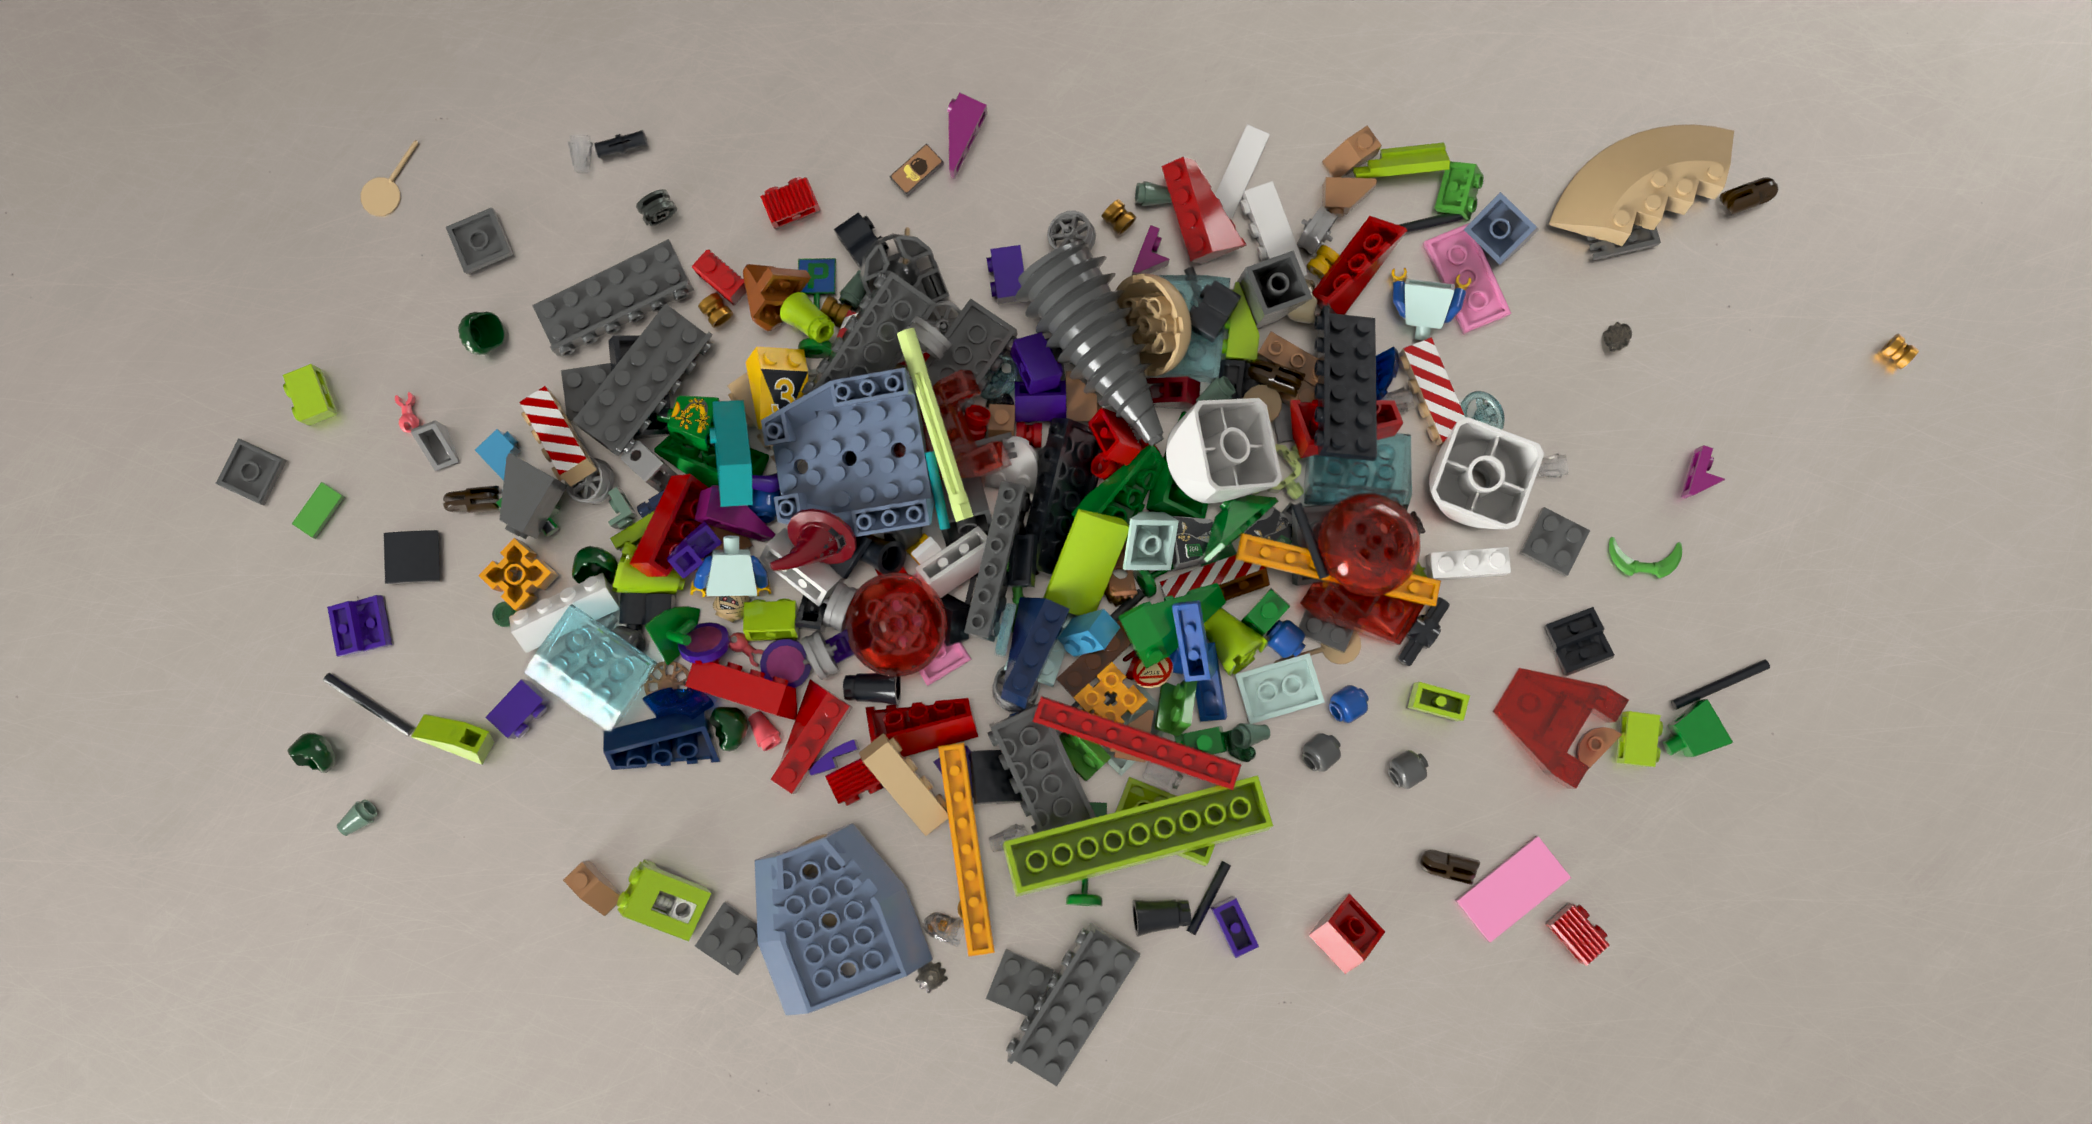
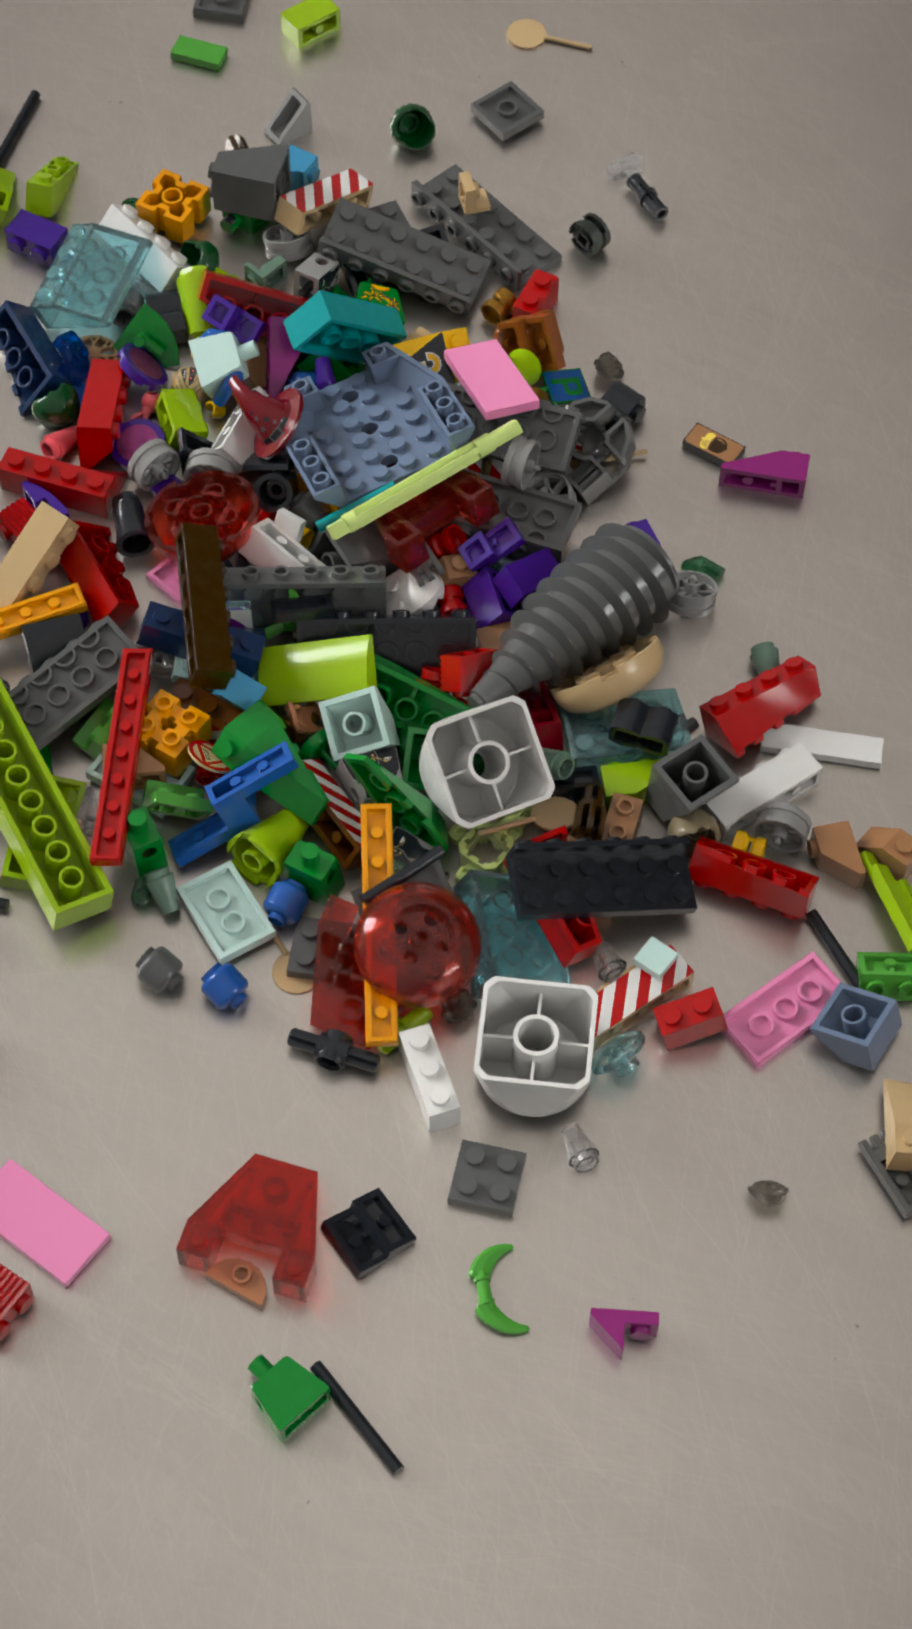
camera: 70 degrees right, 25 degrees down
(359, 625) = (92, 106): dark purple slope -> none
(407, 419) = (321, 94): coral arm -> none
(411, 557) = (171, 129): black slope -> none
(454, 684) = (49, 186): none -> lime slope
(589, 300) = (471, 196): none -> tan bracket
(790, 202) = (636, 343): red brick -> none
(809, 233) = (608, 367): none -> clear smoke animal
(830, 339) = (491, 379): none -> bright pink tile
(997, 385) = (490, 547): none -> dark purple slope
(1022, 643) = (204, 606): none -> dark brown brick
(1038, 217) = (705, 566): none -> clear green arm
(1118, 216) = (728, 636): pearl gold wheel -> none
(1147, 260) = (688, 670): magenta slope -> none
(1386, 369) = (639, 936): clear blue tile -> none
(1408, 769) = (159, 1065): dark grey head -> none
(1416, 363) = (655, 958): none -> light aqua tile
(1427, 302) = (736, 963): light aqua torso -> none
(1438, 701) = (250, 1077): lime brick -> none
(1450, 866) = (50, 1139): dark brown arm -> none
(1468, 352) = (690, 1018): none -> red brick
(1639, 739) = (259, 1325): lime brick -> none
(1899, 351) = (868, 1547): pearl gold wheel -> none

